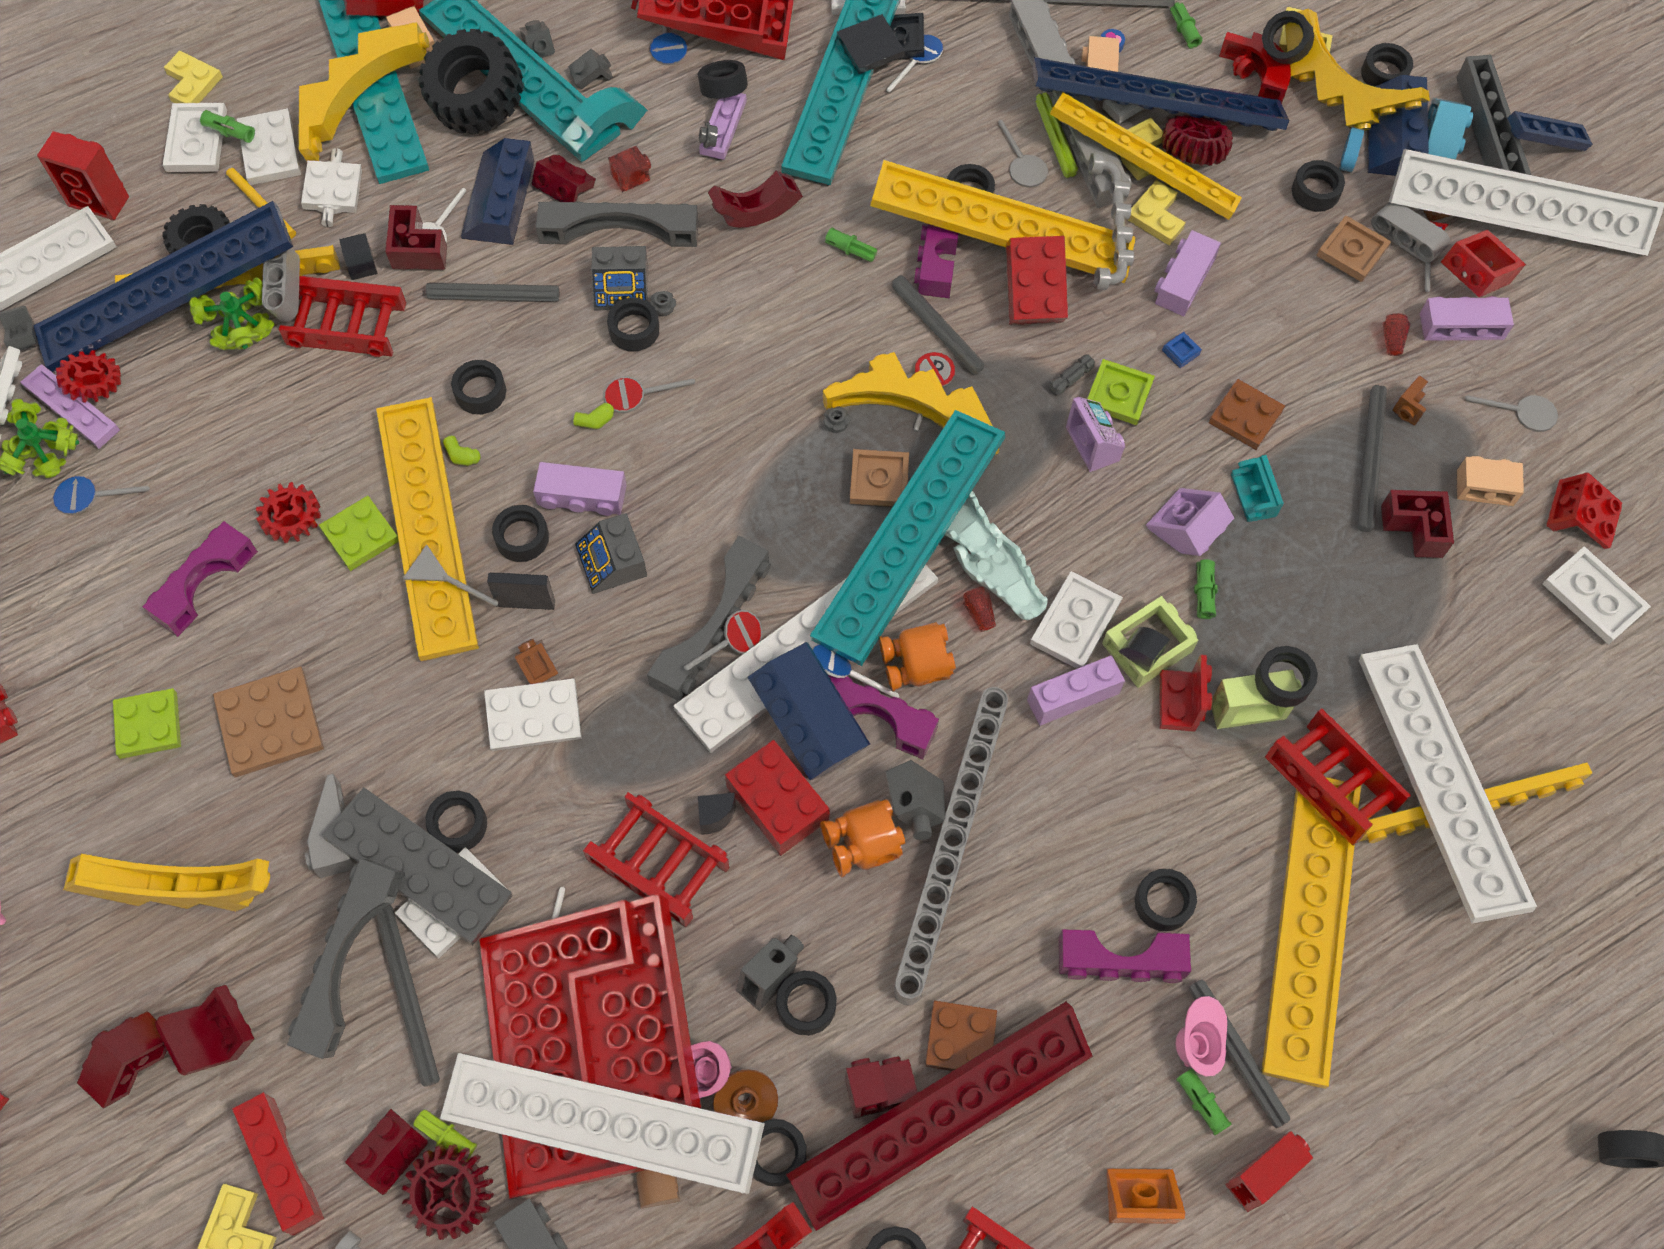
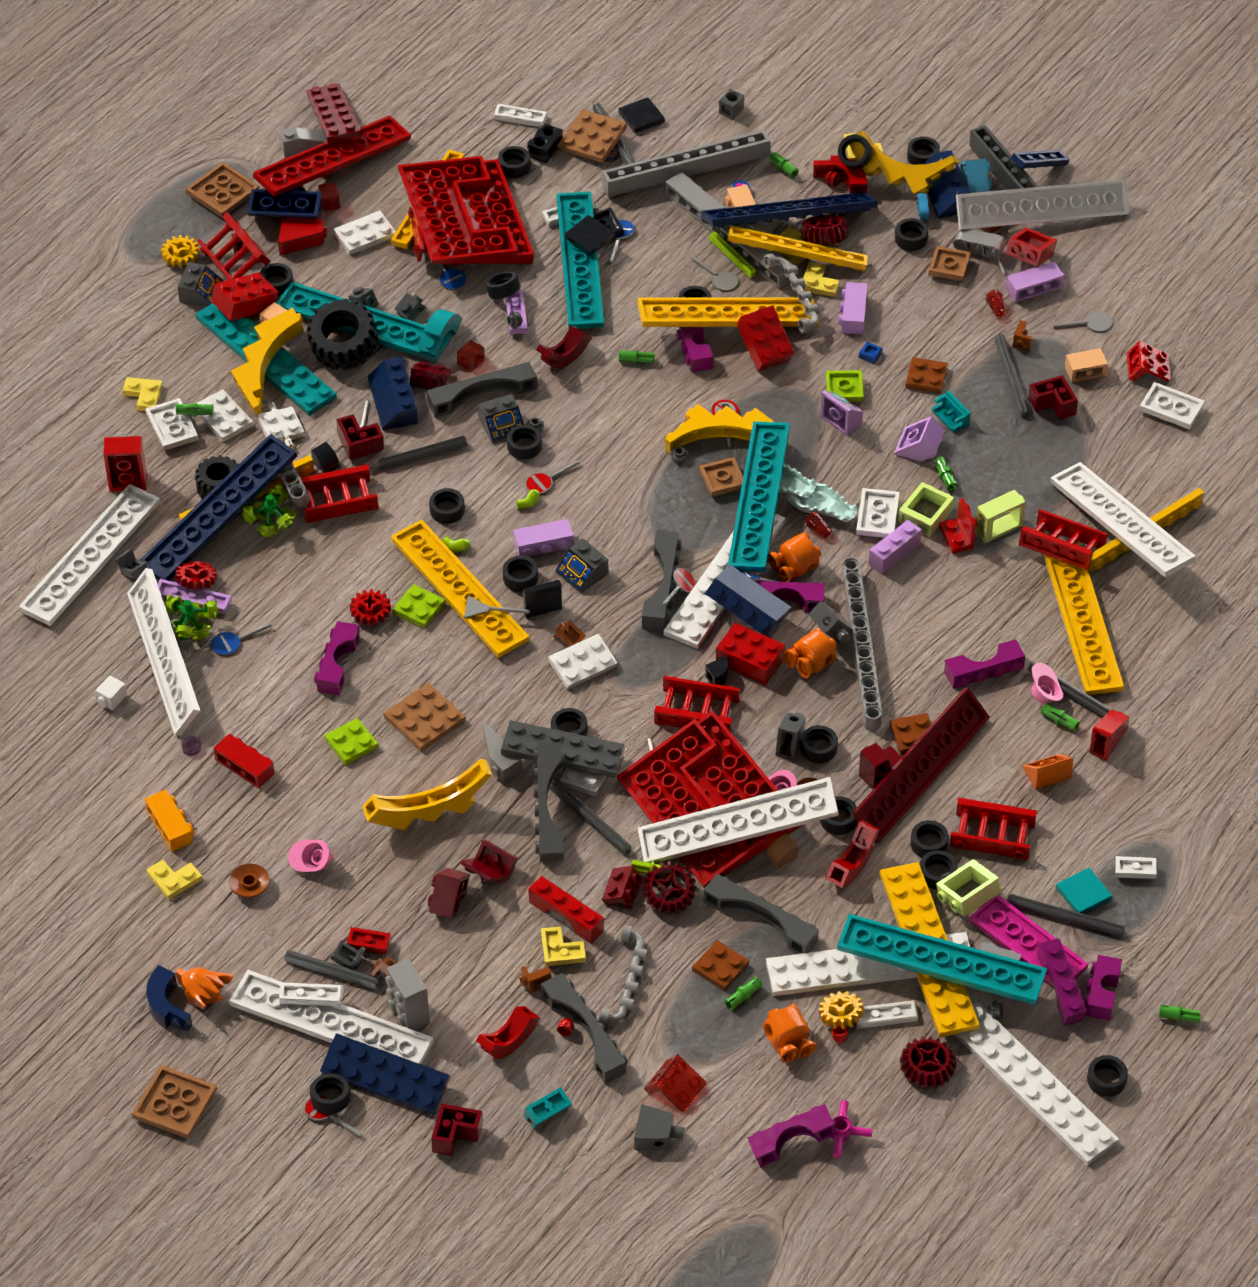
camera: 20 degrees left, 15 degrees down
(253, 195) = (228, 445): yellow bar -> none
(938, 325) = (713, 384): dark grey axle -> none
(1072, 374) = (810, 386): dark grey axle -> none
(1145, 647) = (925, 508): black brick -> none
(1176, 879) = (994, 620): black tyre -> none
(1298, 659) = (1009, 502): black tyre -> none

